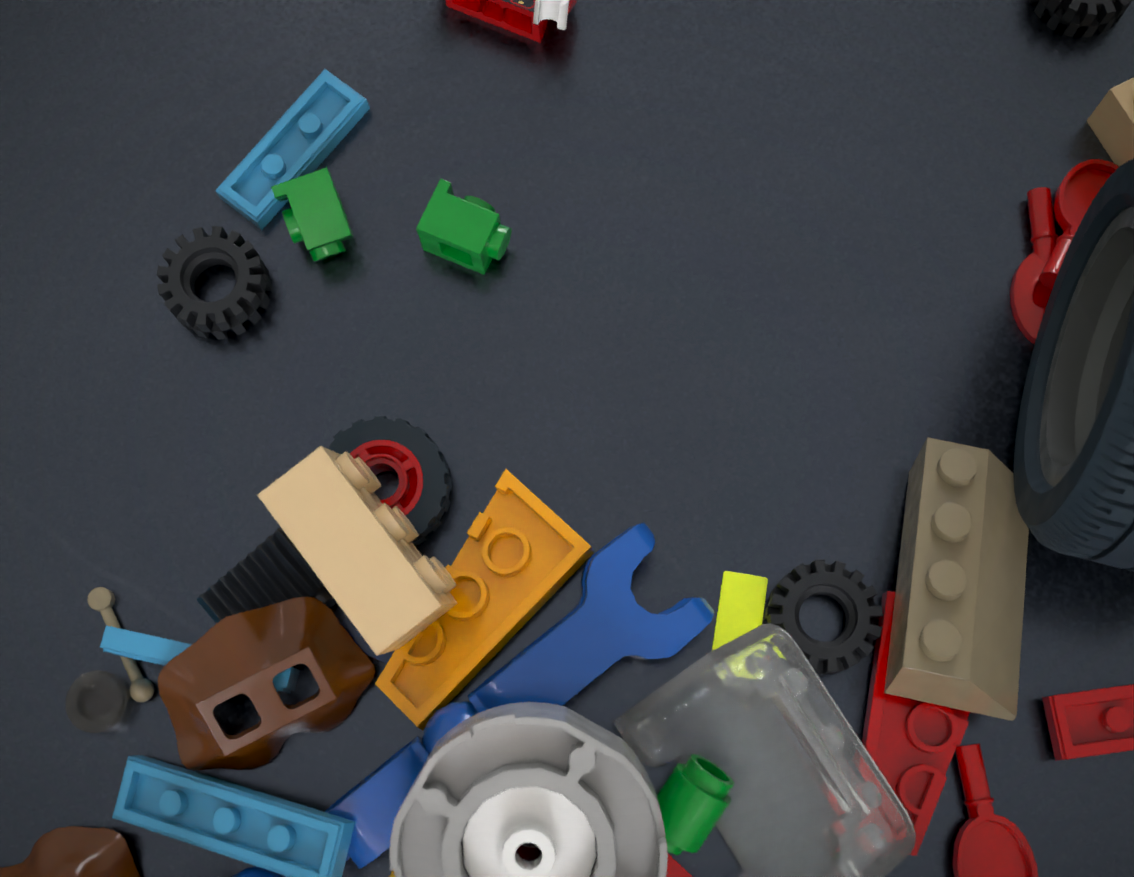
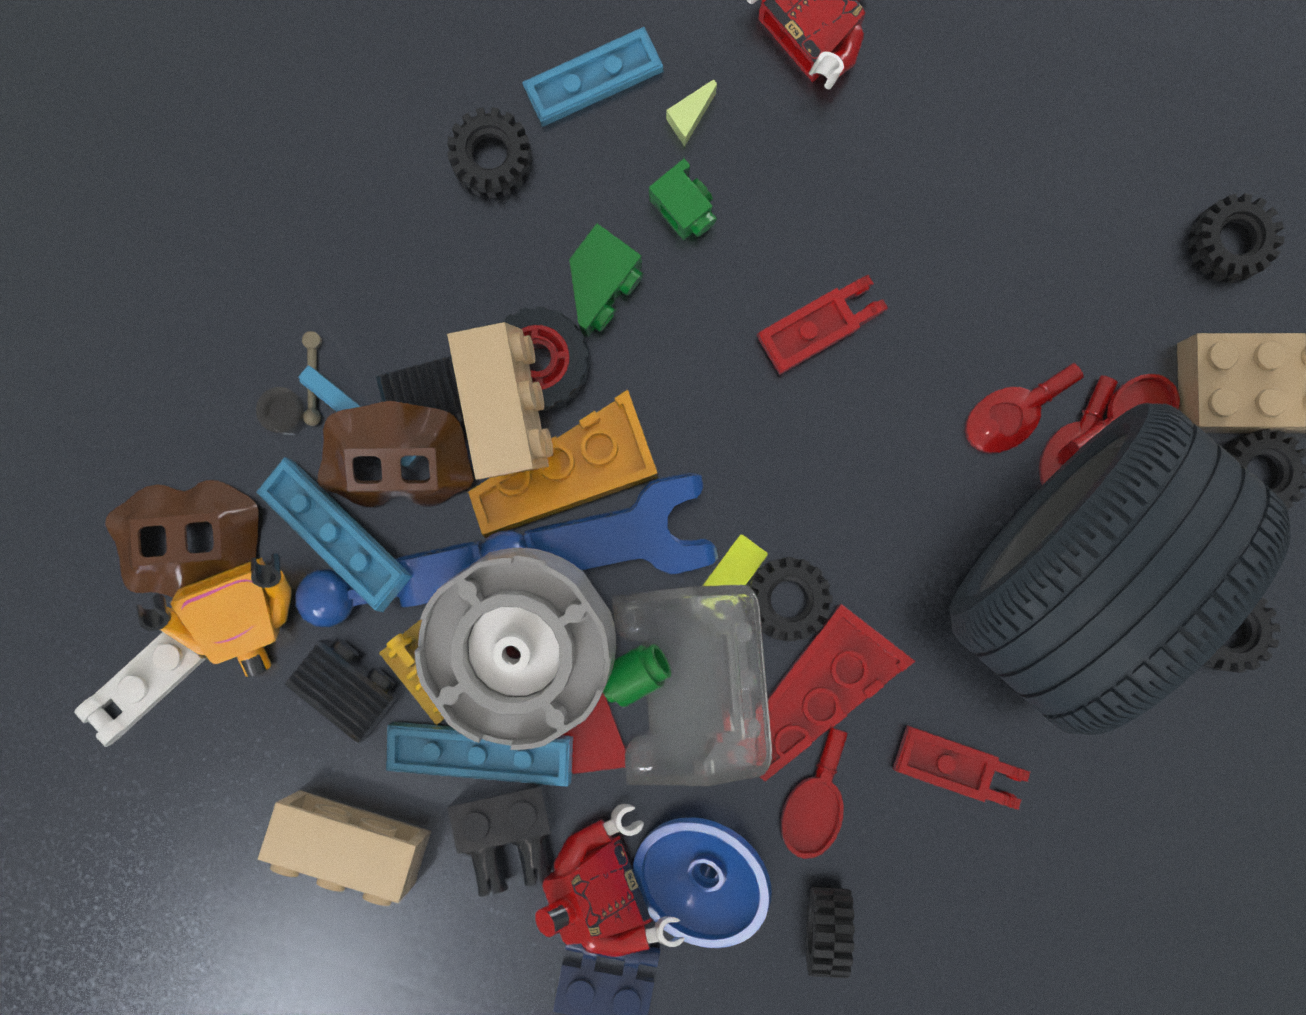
camera: 25 degrees right, 10 degrees up
(315, 213) = (584, 139): green brick -> none
(408, 353) = (600, 274): none -> green slope
(419, 135) = (688, 112): none -> yellowish green piece
(685, 291) = (817, 326): none -> red hinge
(956, 280) = (1013, 413): none -> red piece
(959, 584) = (891, 623): dark tan slope -> none

